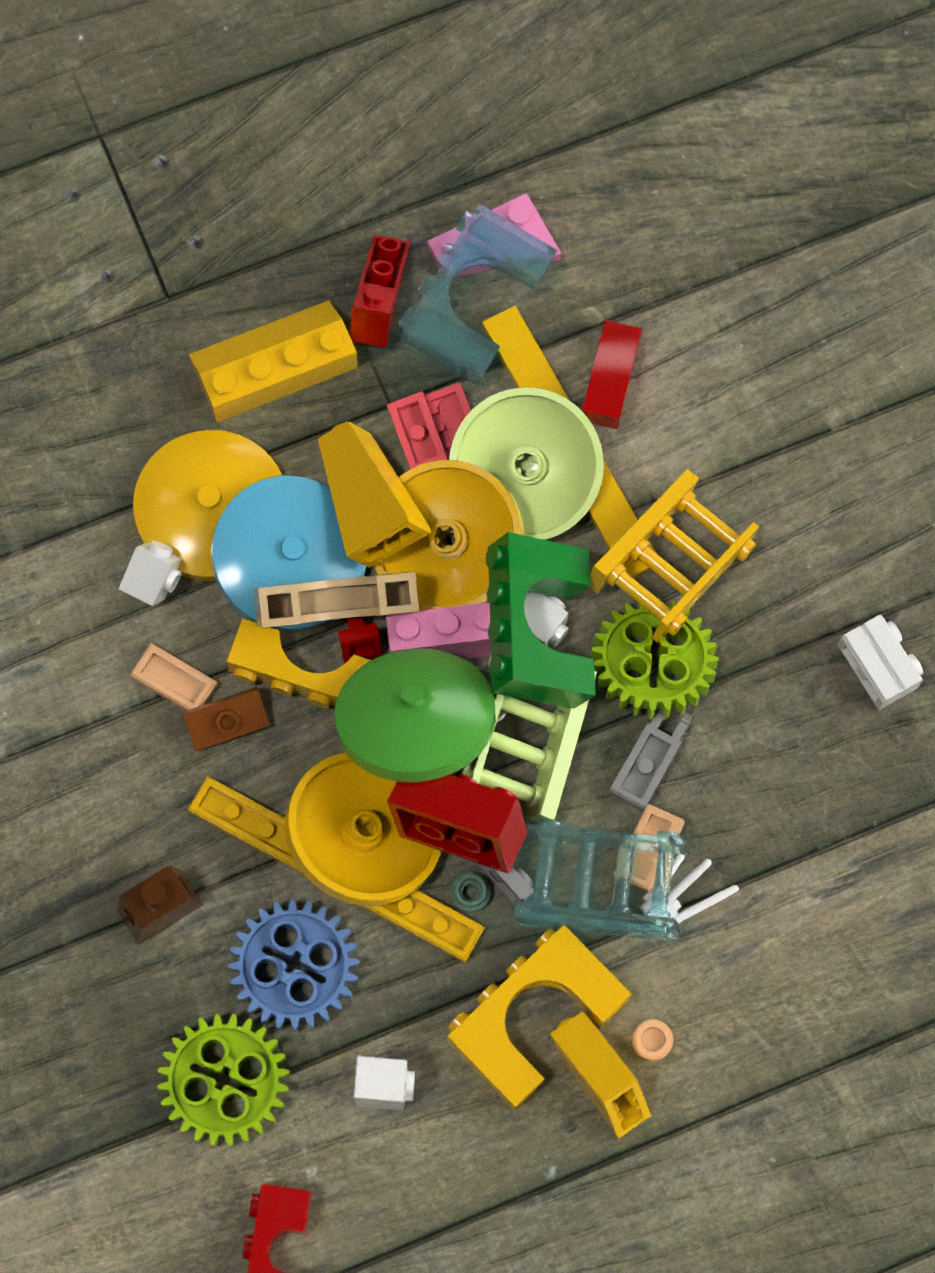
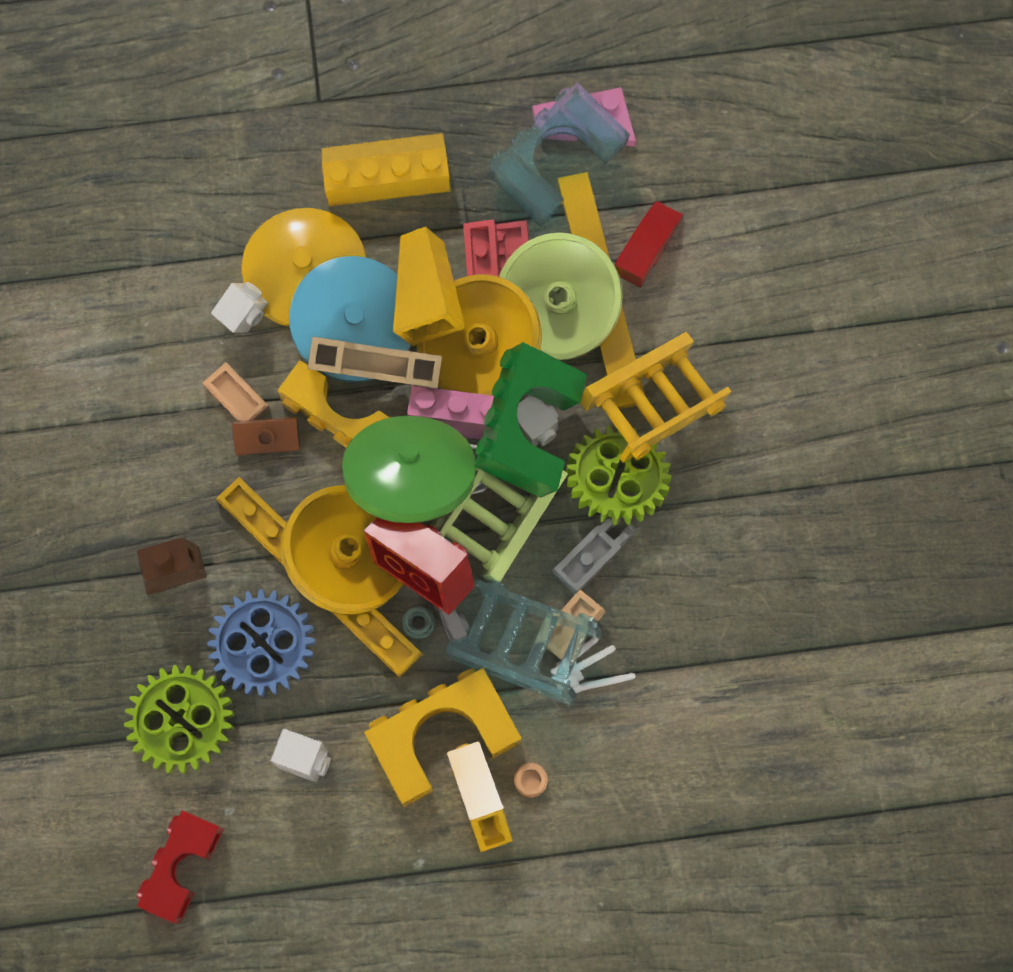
camera: 20 degrees right, 0 degrees up
(360, 640) = (388, 400): red tile -> none
(379, 291) = (482, 135): red slope -> none
(881, 661) = (801, 524): white brick -> none

